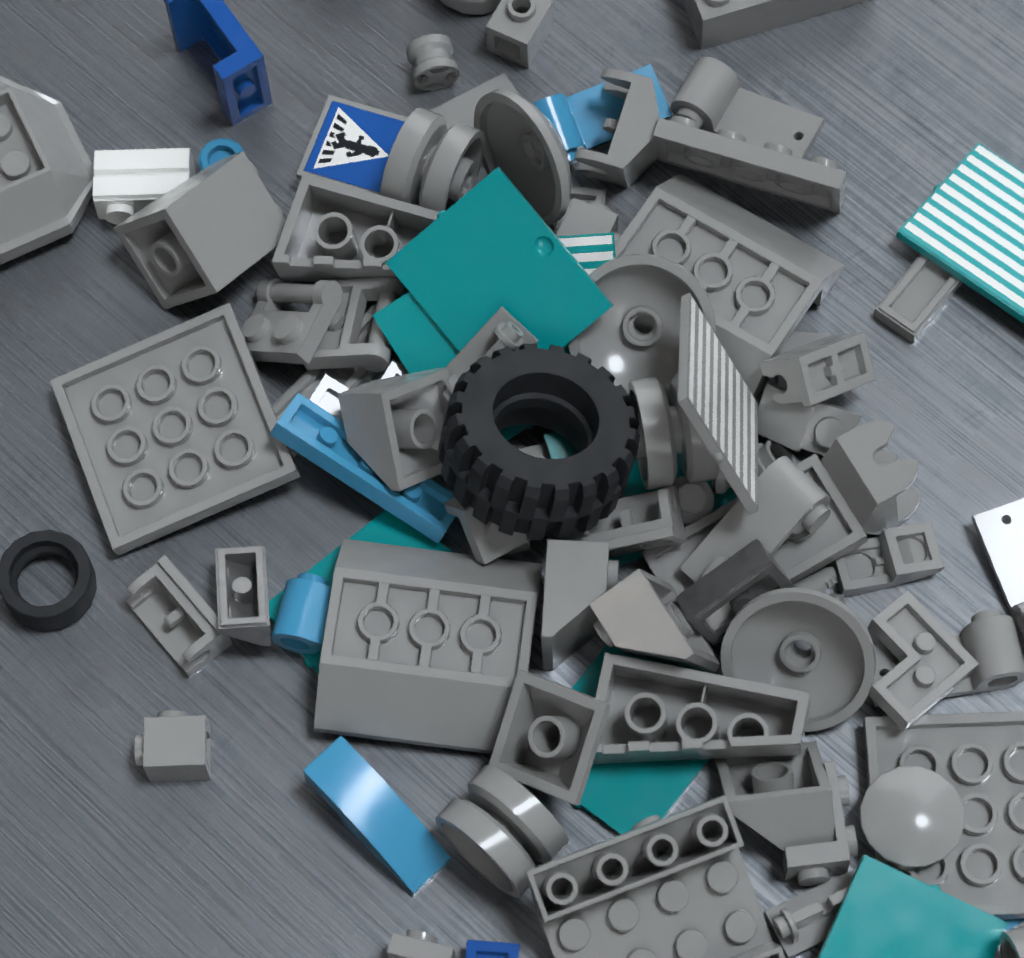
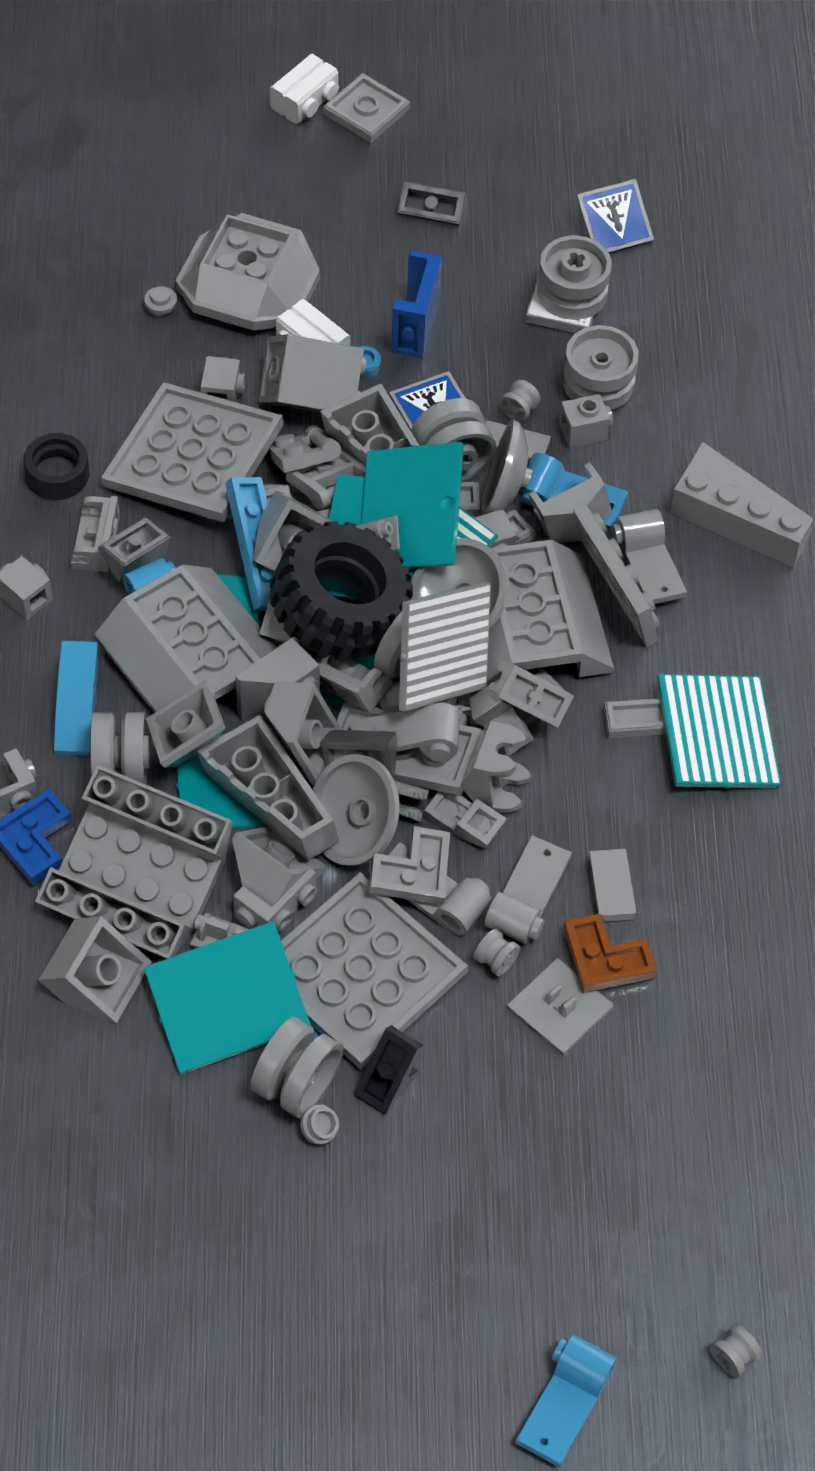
camera: 40 degrees right, 10 degrees down
(109, 319) = (223, 378): none -> light grey brick
(912, 817) = (323, 933): light grey dish -> none

